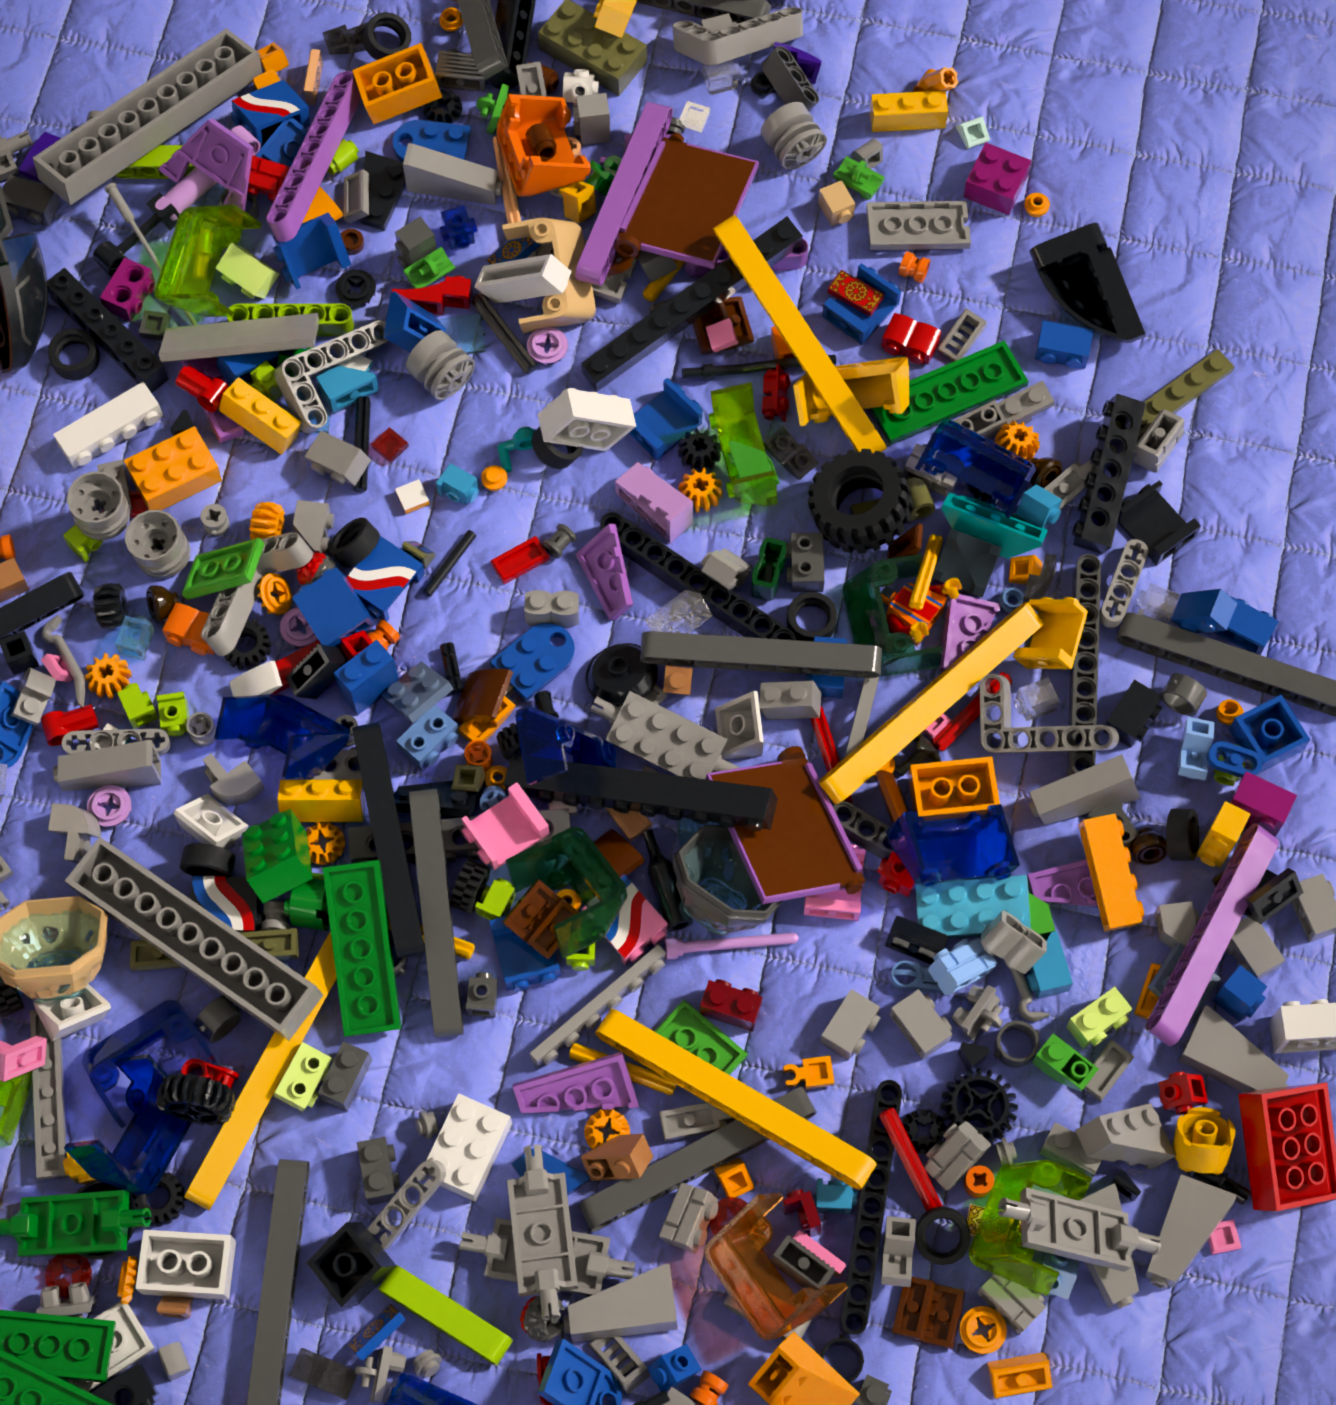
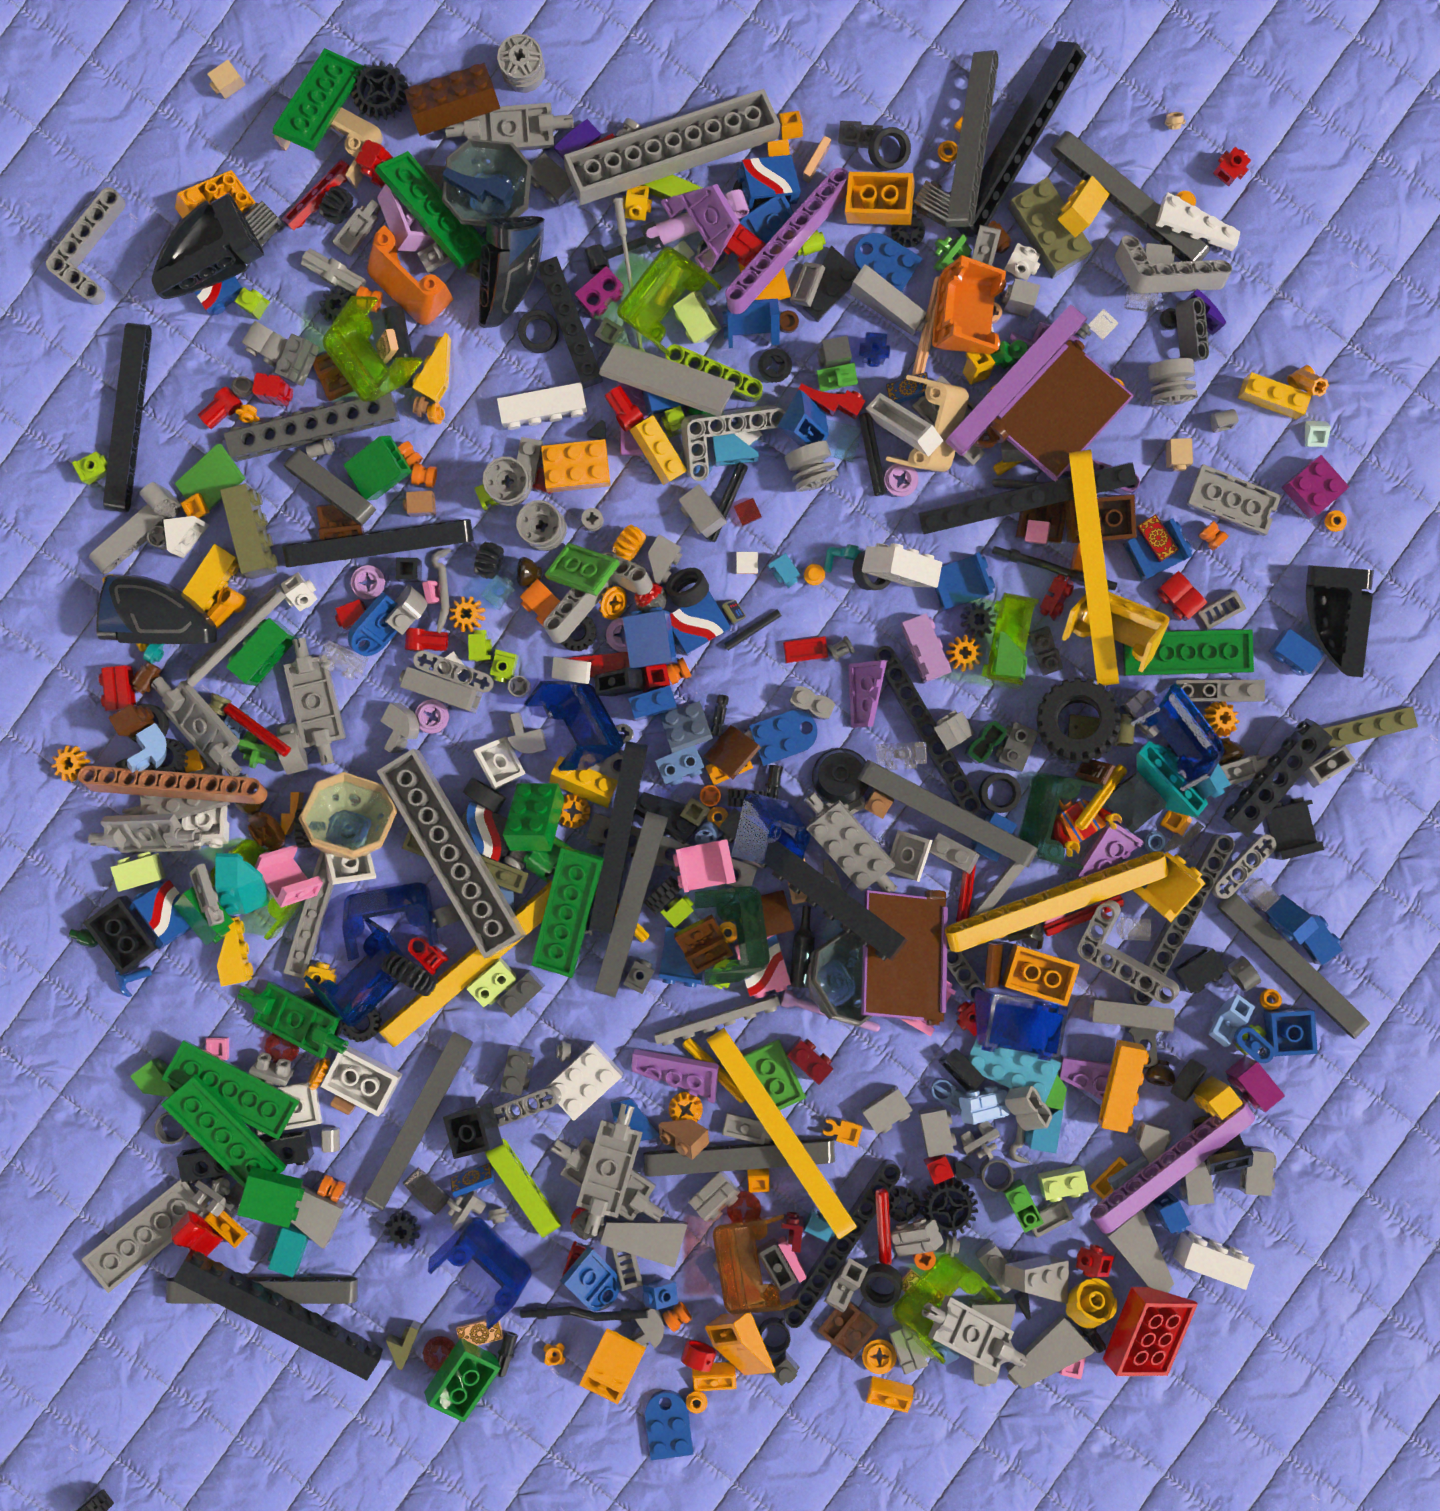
camera: 25 degrees right, 20 degrees up
(134, 186) = (637, 203): none -> yellow brick
(541, 141) = (970, 304): reddish brown brick -> none
(800, 282) = (1115, 515): none -> reddish brown brick
(859, 177) = (1207, 439): bright green hips -> none
(944, 1064) = (938, 1168): none -> red brick

